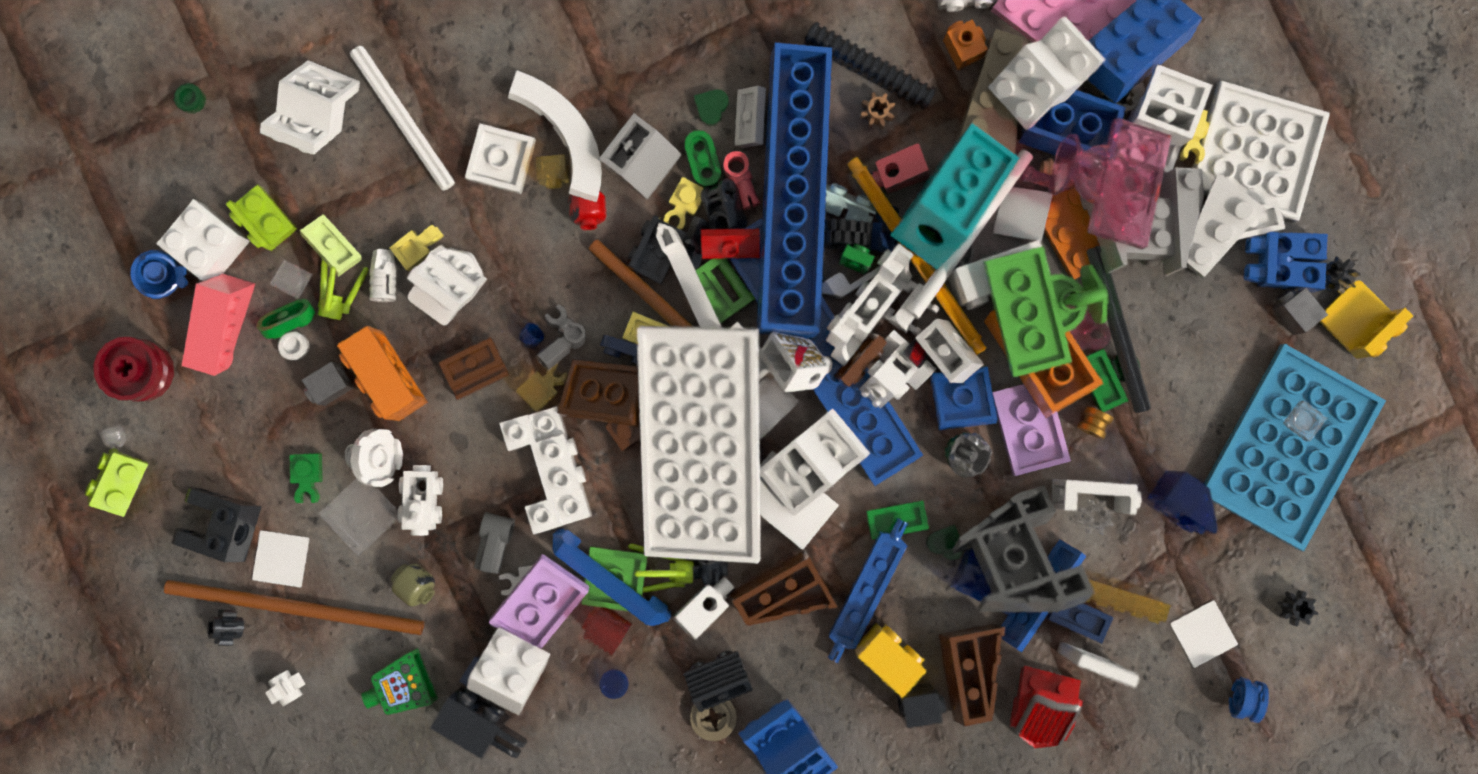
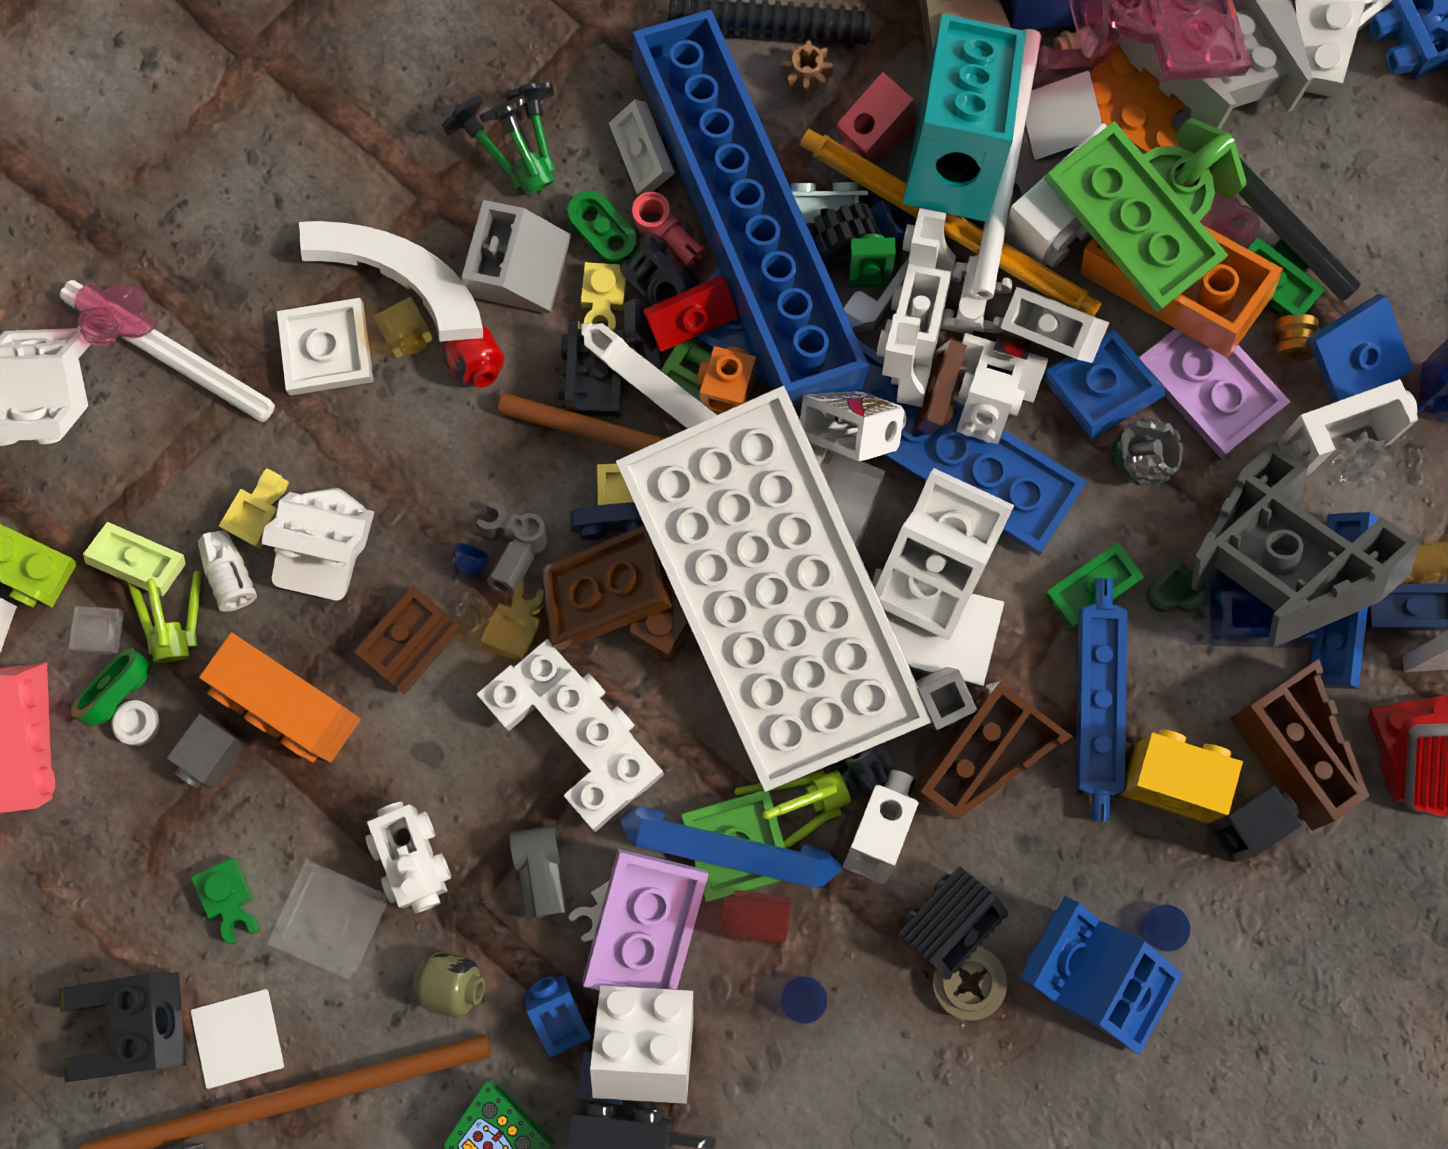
camera: 20 degrees left, 10 degrees down
(374, 457) = (316, 822): white tile -> none
(380, 78) = (112, 313): none -> clear pink plate
(467, 629) = (555, 1015): none -> blue bracket
(674, 101) = (531, 172): none -> plant
(710, 106) = (582, 158): dark green tile -> none
(733, 297) = (726, 378): none -> orange brick
(773, 549) = (945, 697): none -> flat silver brick
(841, 737) = (1166, 928): none -> clear blue plate
(1128, 451) = (1361, 350): none -> blue plate

